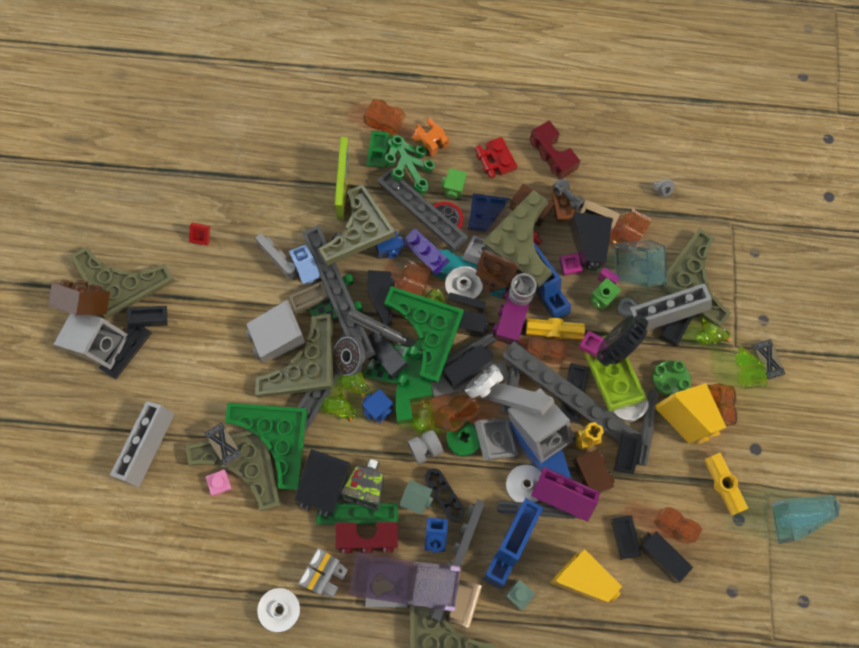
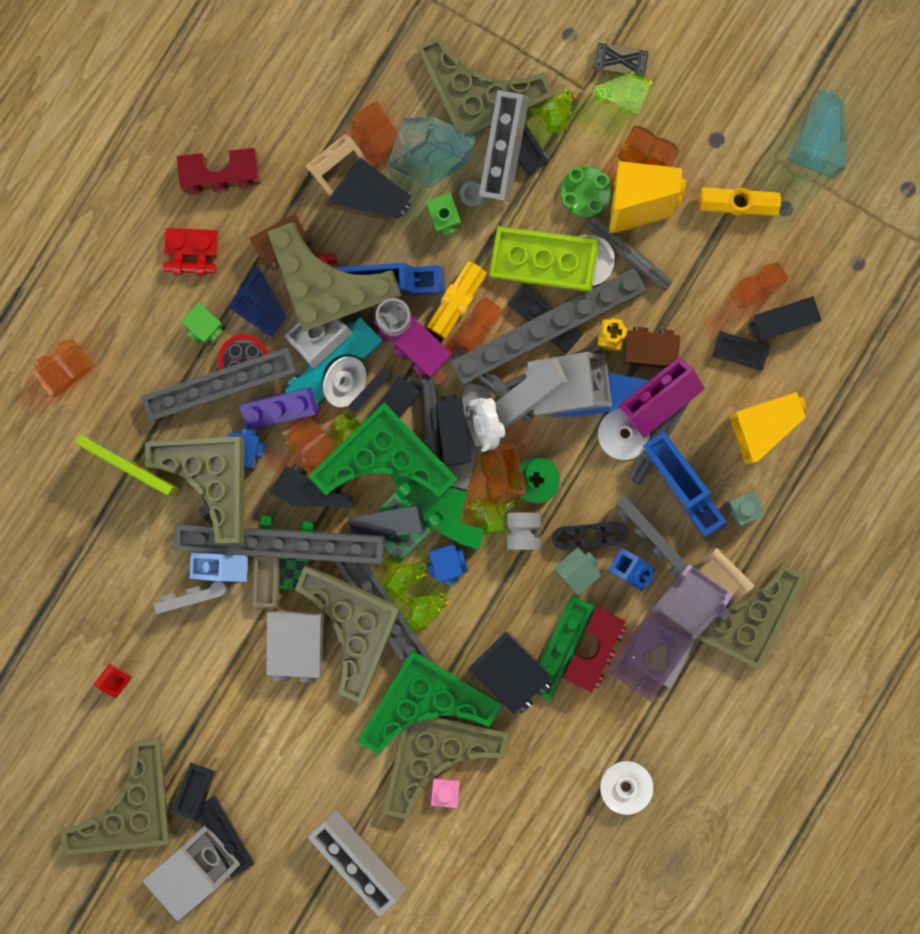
camera: 55 degrees left, 15 degrees up
(79, 297) = (135, 866): reddish brown brick -> none
(223, 444) = (404, 768): tile -> none
(321, 583) = (616, 729): light grey hips -> none
(340, 356) = (369, 581): tile -> none
(365, 486) = (535, 624): torso -> none
(378, 148) = (103, 397): green slope -> none
(380, 328) = (356, 513): dark grey axle -> none
(398, 144) = (140, 368): green plant -> none
(432, 138) = (124, 324): orange animal -> none
(495, 271) = (353, 337): reddish brown slope -> none
(496, 439) = (556, 442): light grey tile -> none
(562, 186) = (277, 191): dark grey bar -> none
(562, 207) = (296, 199): dark orange plate -> none
(570, 264) = (382, 233): dark pink tile -> none
(591, 343) = (498, 265): dark pink tile -> none
(606, 273) = (419, 199): dark pink tile -> none
(622, 340) = (518, 231): black gear -> none
(627, 452) = (648, 295): black tile -> none
(664, 188) = (339, 57): light grey plate -> none

